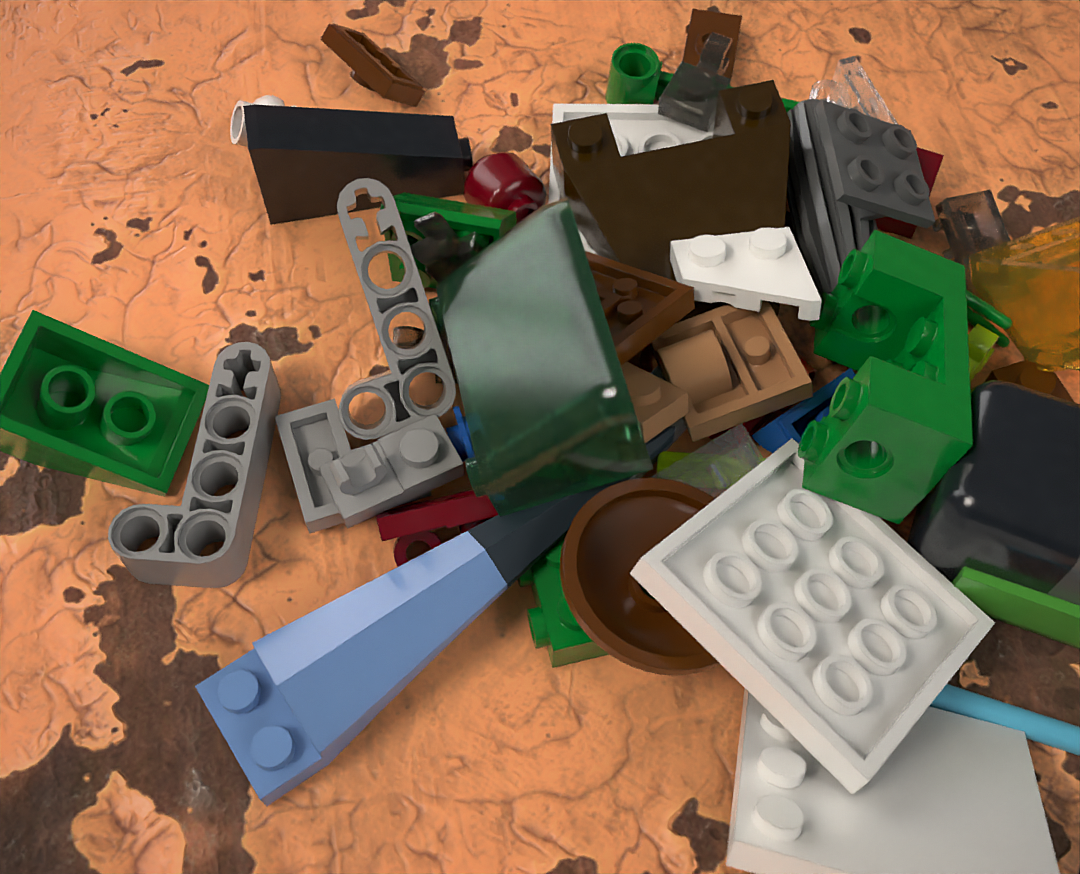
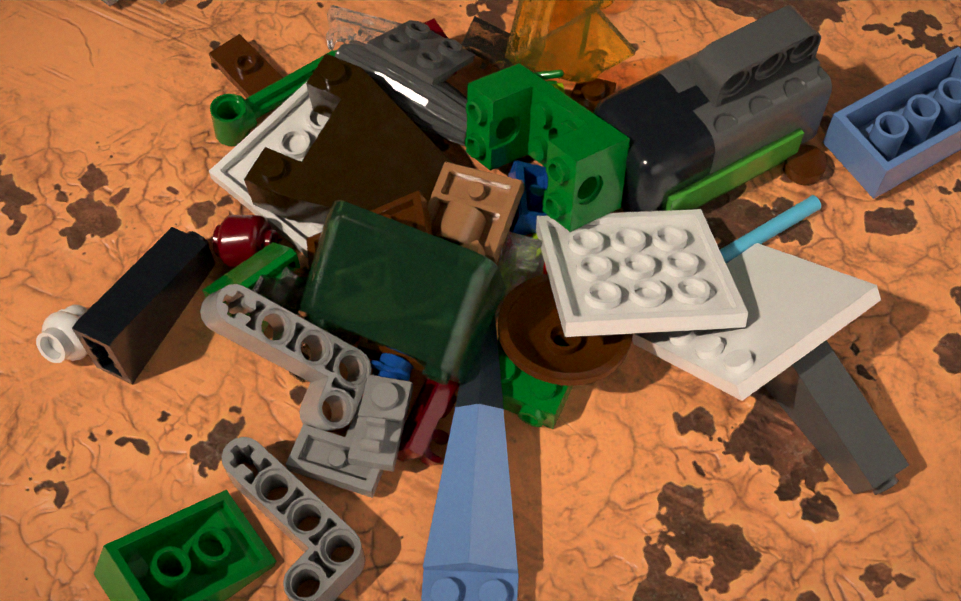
camera: 50 degrees left, 0 degrees up
(372, 66) = (76, 246): reddish brown plate -> none
(694, 89) = (278, 94): clear smoke plate -> none
(746, 270) = (428, 158): white wing -> none

